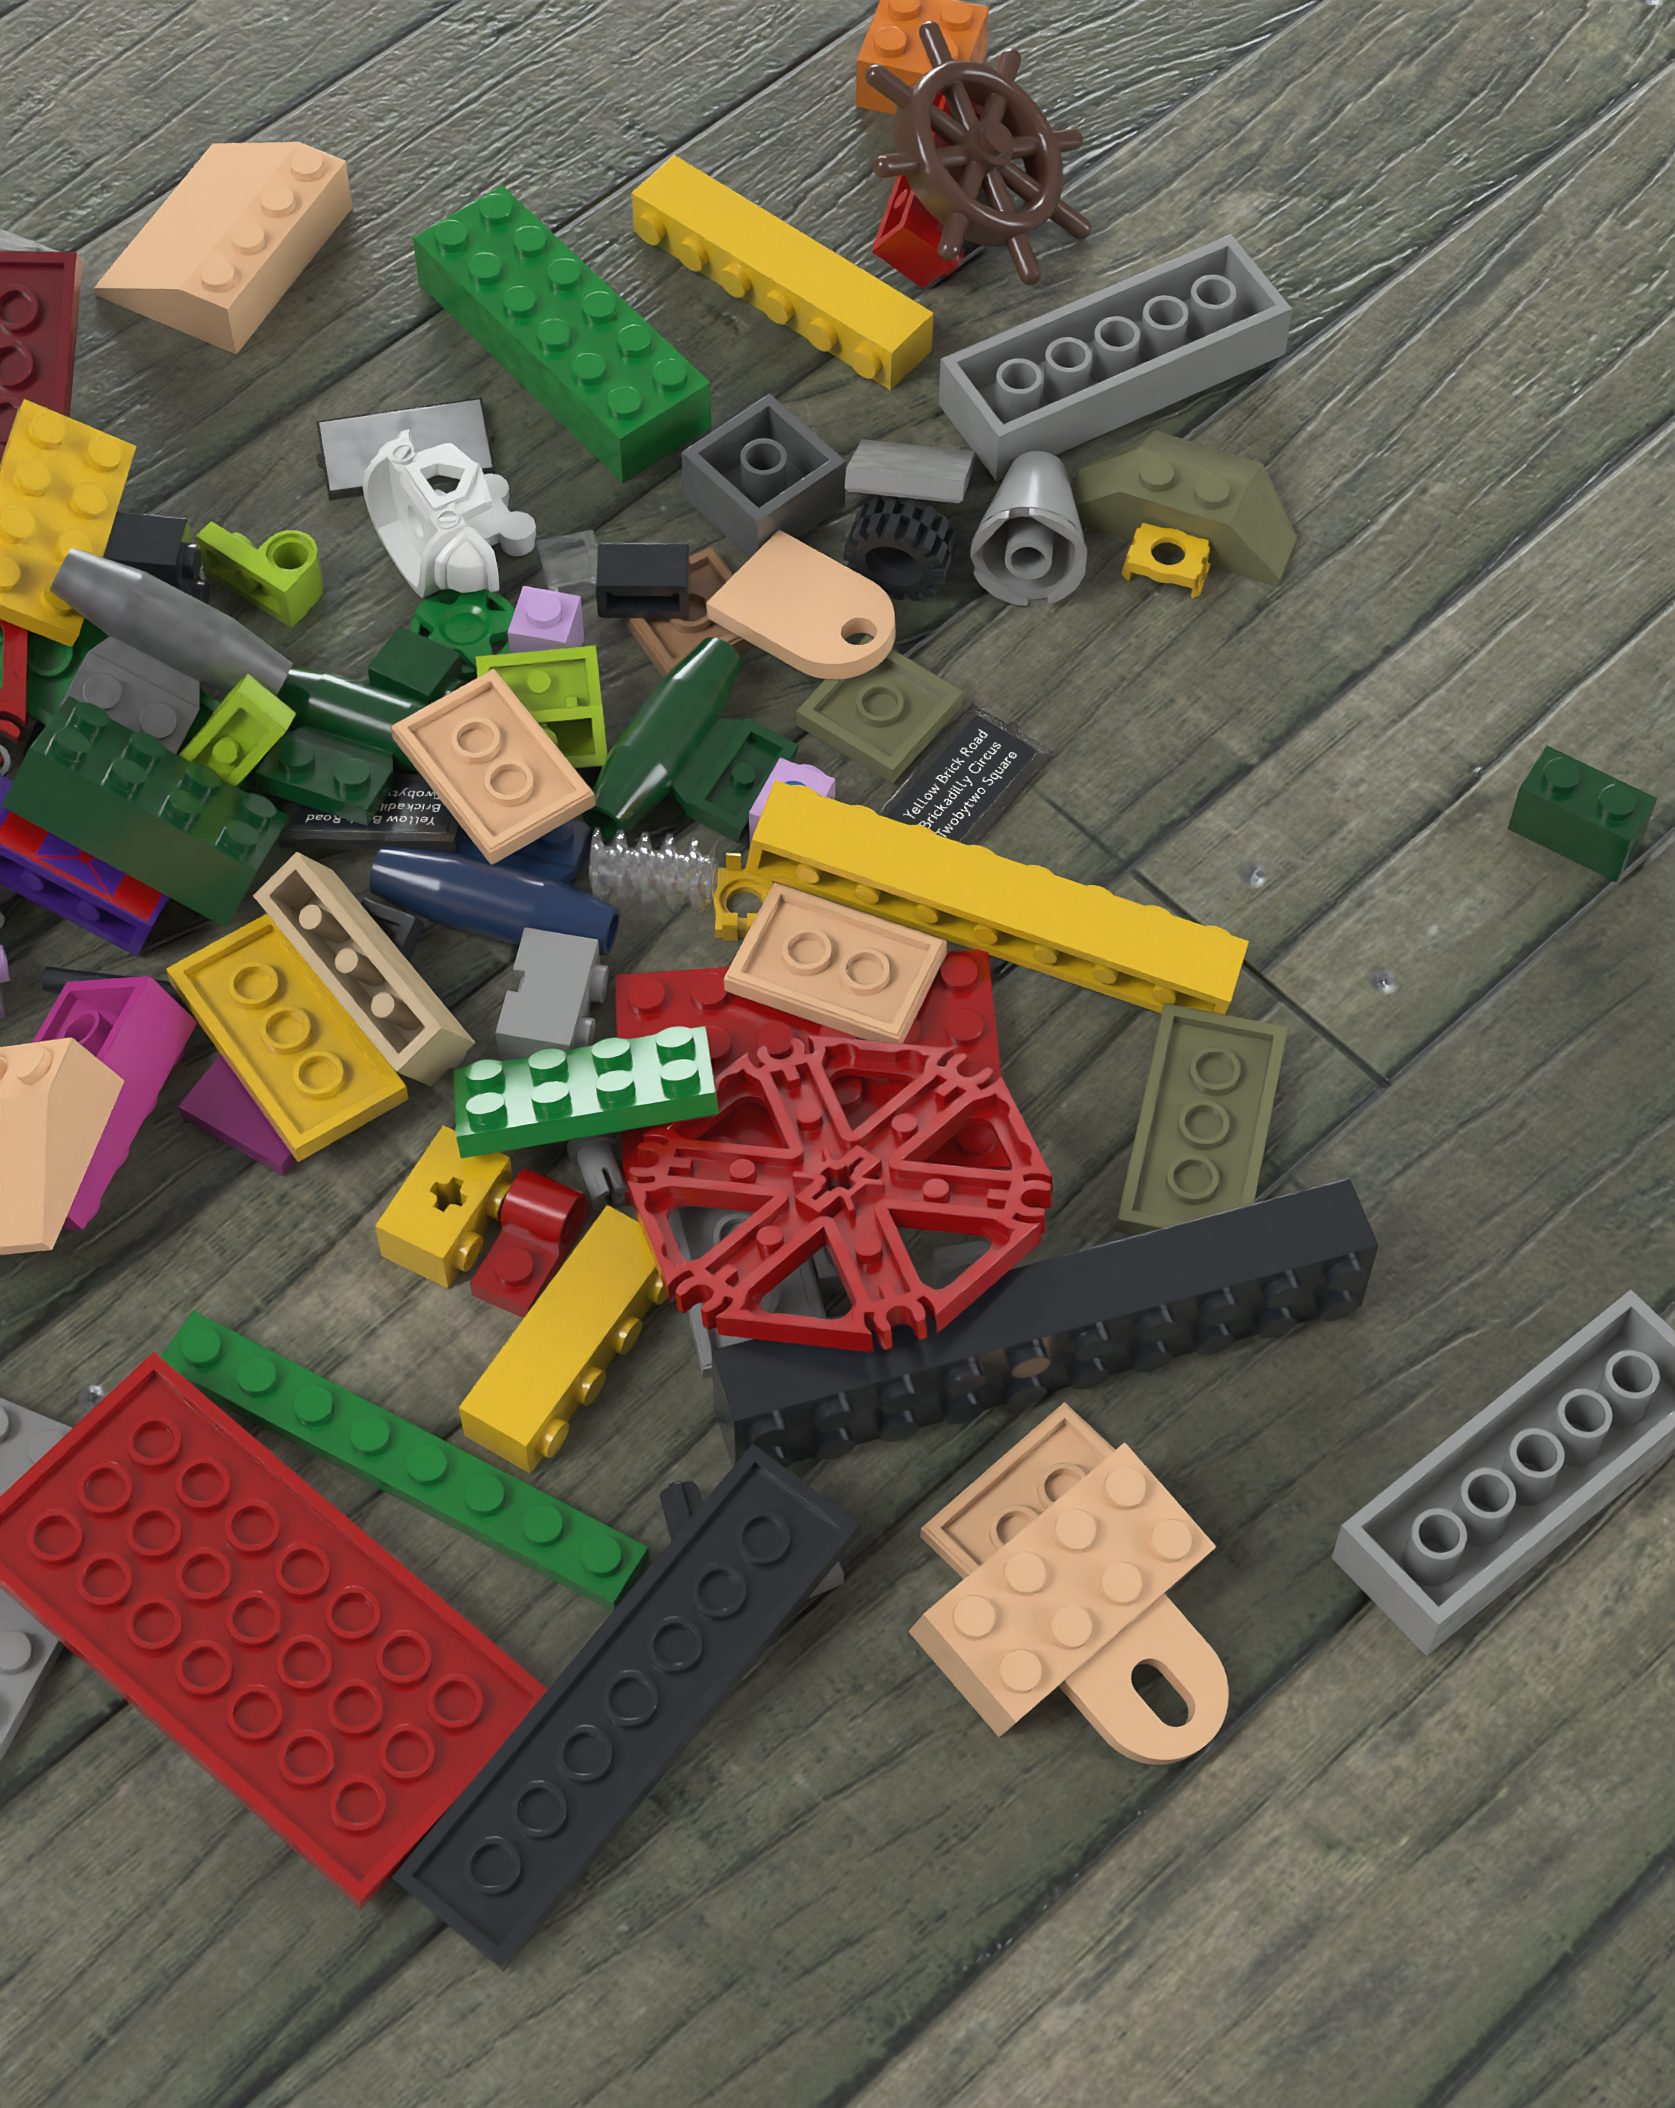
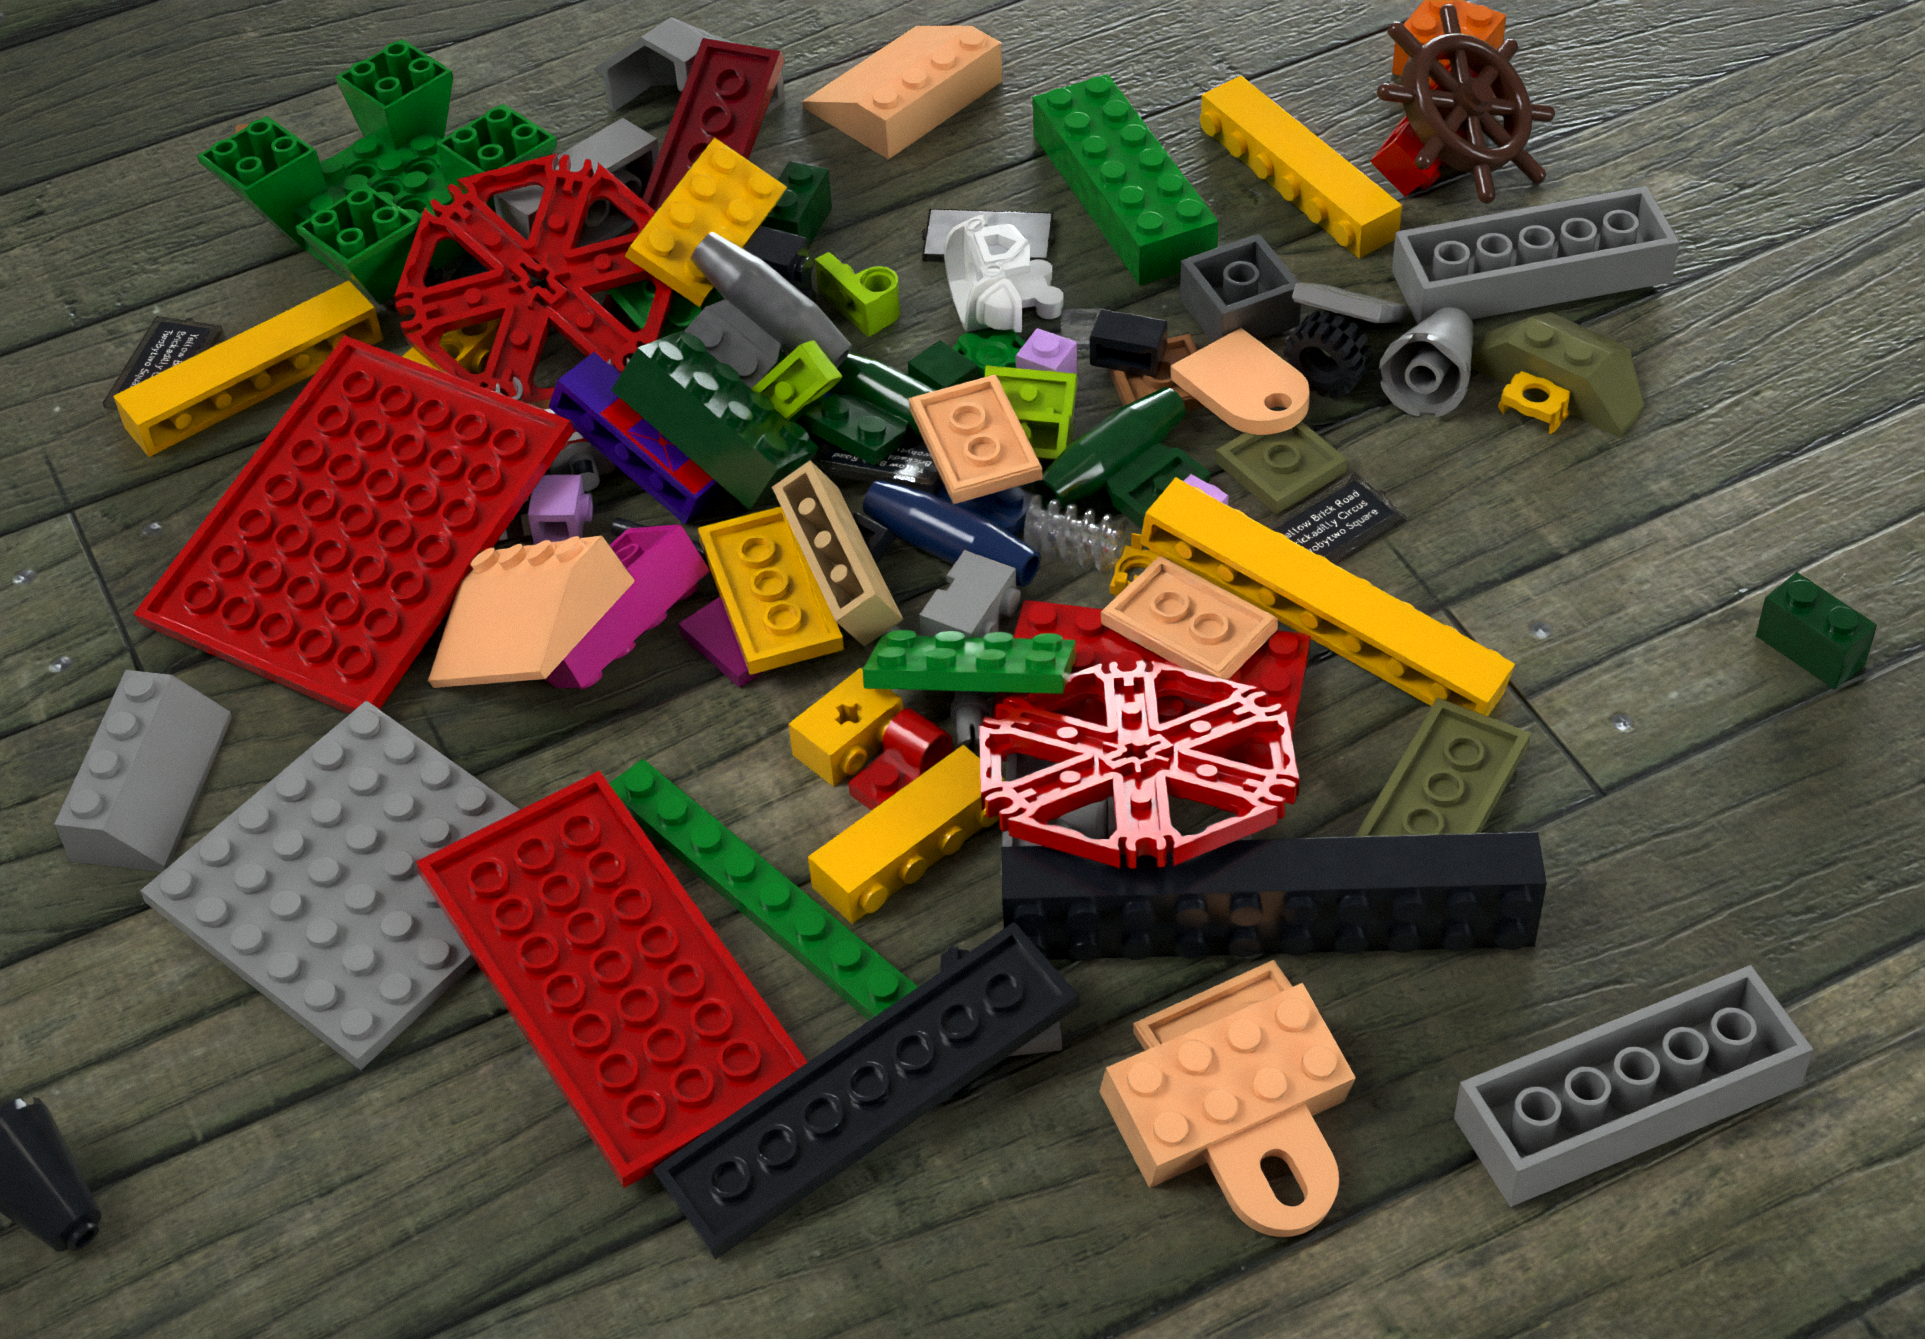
camera: 20 degrees right, 10 degrees down
(156, 432) = (803, 203): none -> dark green brick

